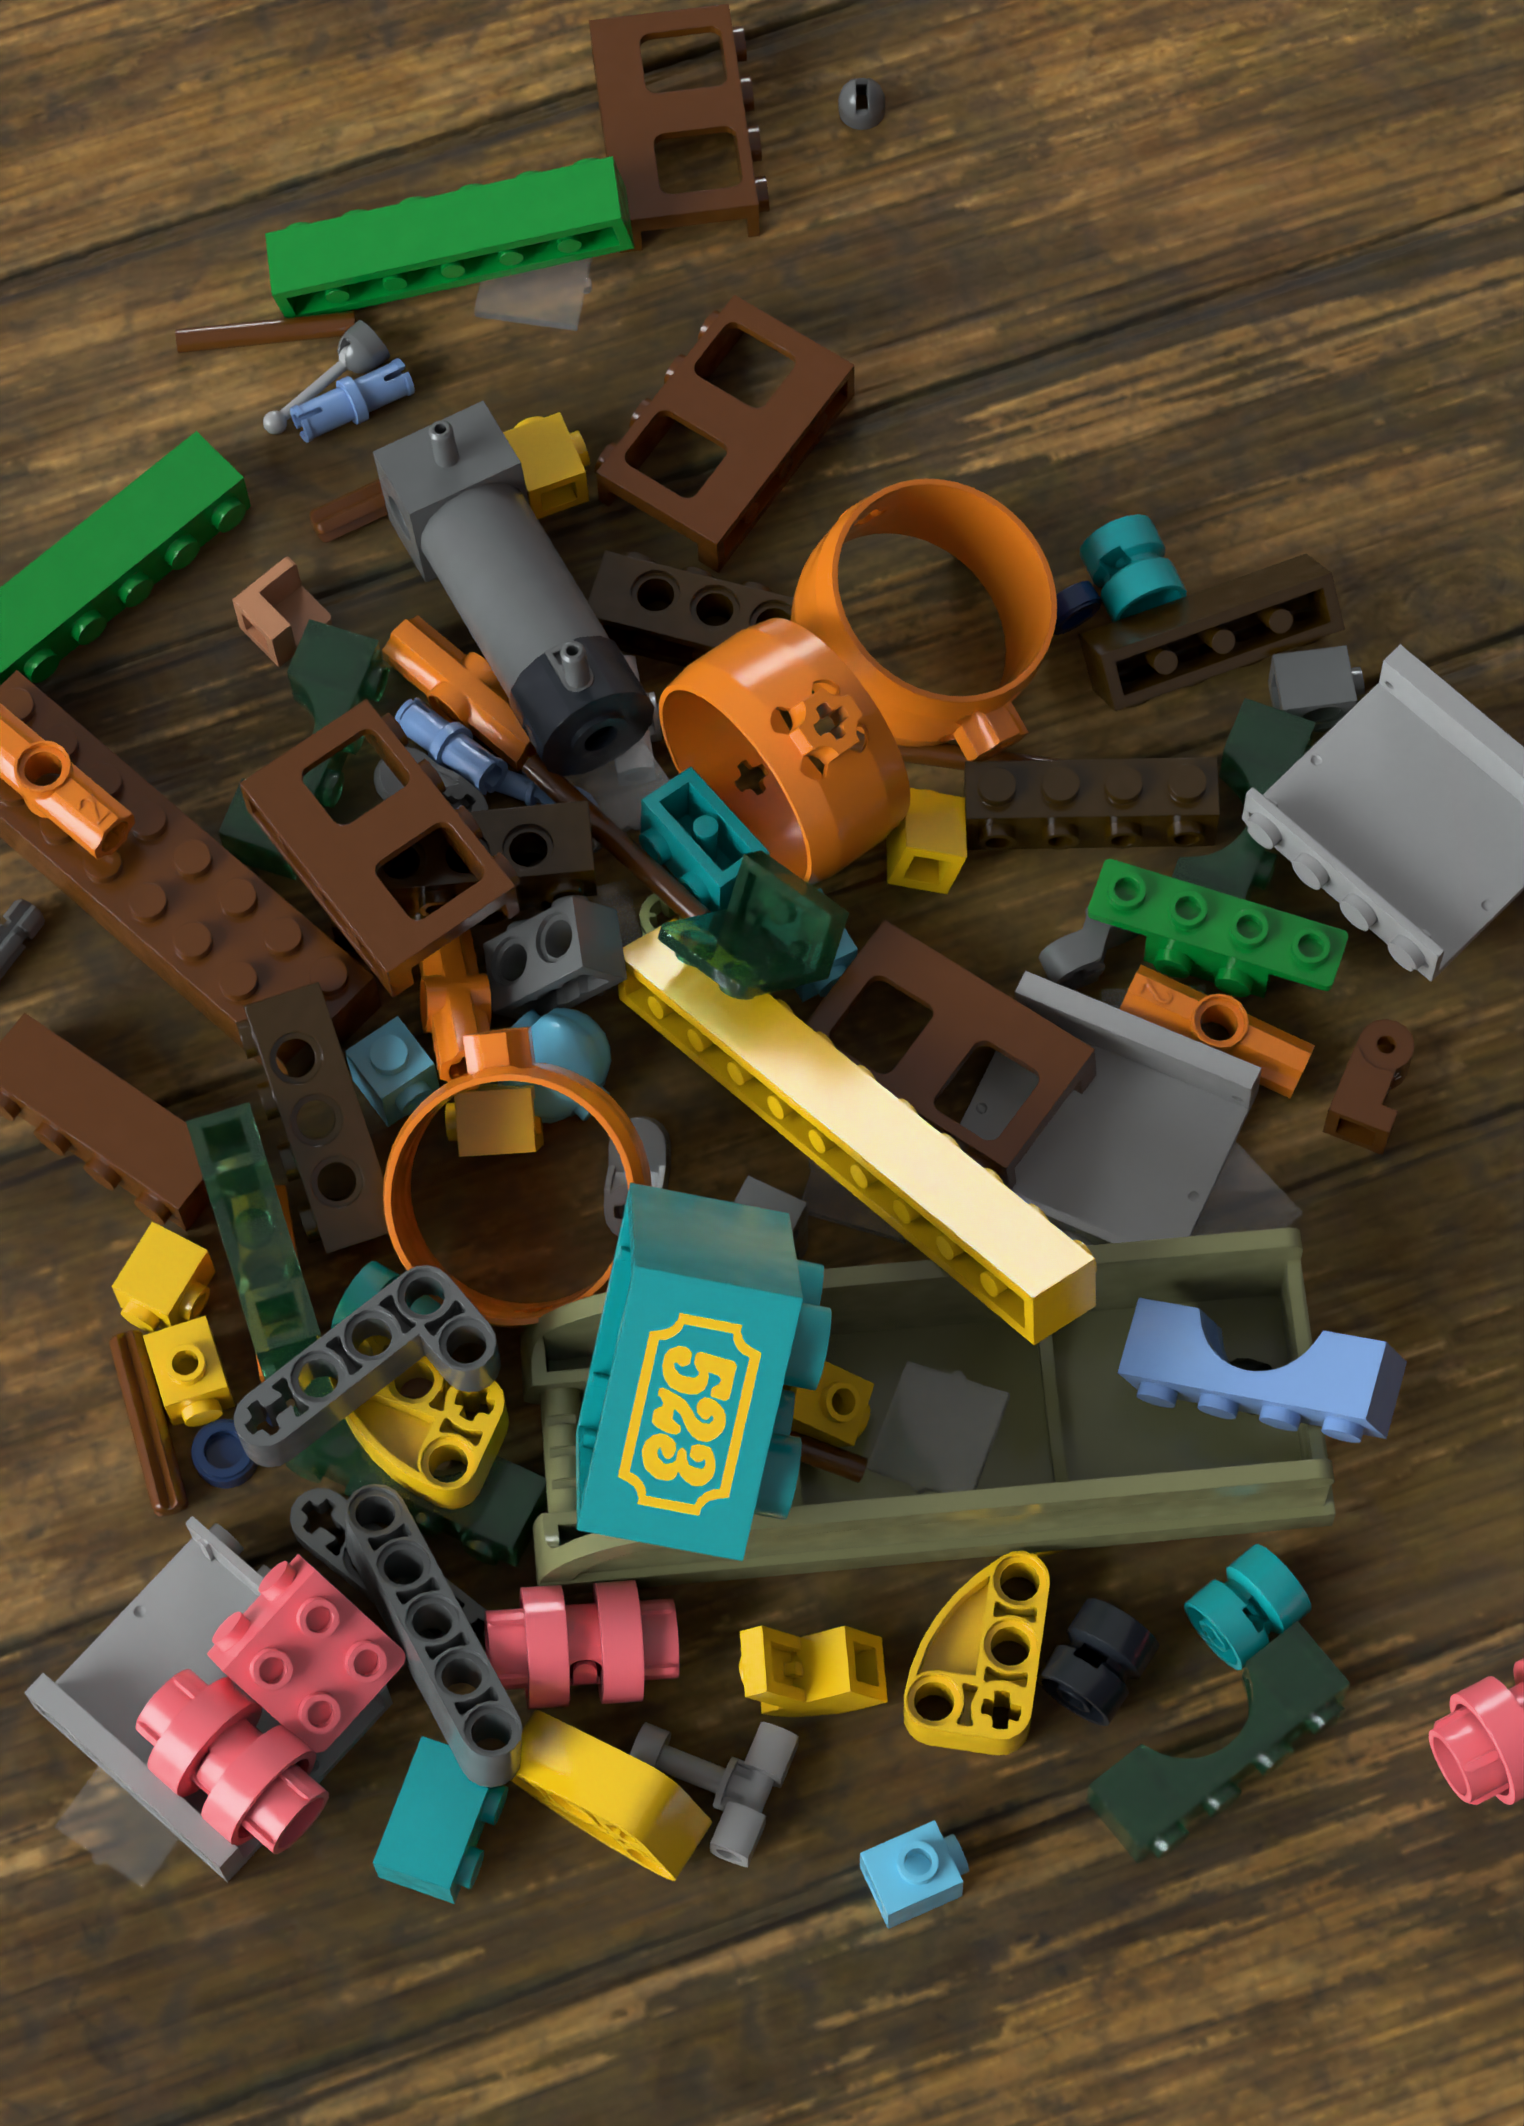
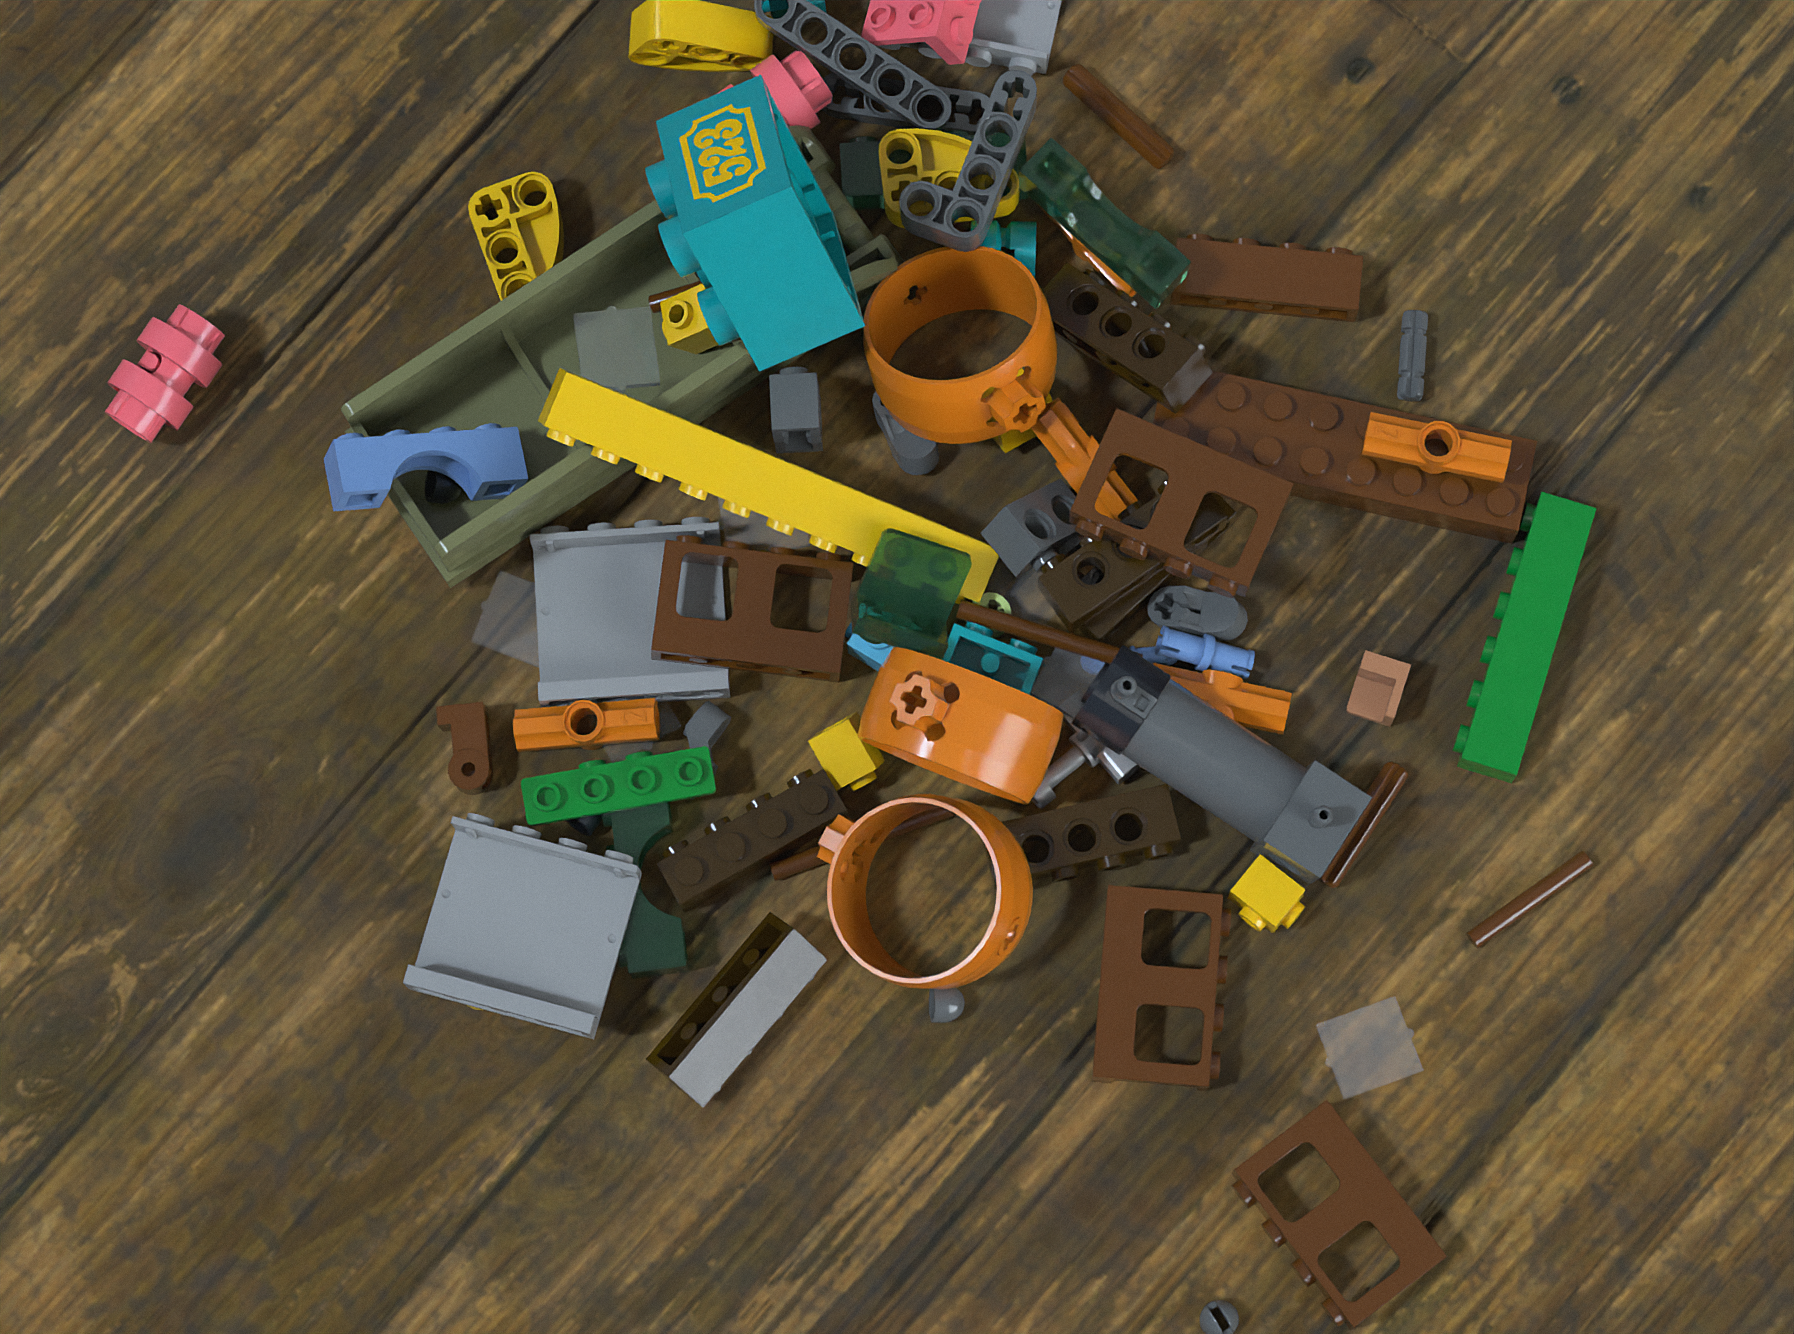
camera: 155 degrees right, 10 degrees up
(164, 1280) = (1162, 199): yellow brick -> none
(189, 1372) = (1109, 153): yellow brick -> none
(220, 1455) = (1061, 122): dark blue tile -> none
(328, 678) = (1311, 656): clear green arch -> none
(352, 400) = (1433, 874): medium blue pin -> none
(358, 351) = (1452, 914): hinge -> none
(392, 1071) = (1096, 403): medium azure brick -> none
(450, 239) = (1434, 1020): green brick -> none
(571, 1042) = (1001, 470): medium azure plant -> none
(739, 1787) = (625, 91): light grey bar -> none
(814, 1672) = (617, 178): yellow brick -> none
(914, 1873) = (494, 96): medium azure brick -> none
(1076, 606) = (845, 983): dark blue tile -> none
(1110, 1642) = (449, 272): black wheel -> none
(1130, 567) = (815, 1029): teal wheel -> none
(1154, 1796) = (372, 218): clear green arch -> none
(1260, 1587) = (376, 353): teal wheel -> none
(1316, 685) = (645, 1010): dark grey brick -> none

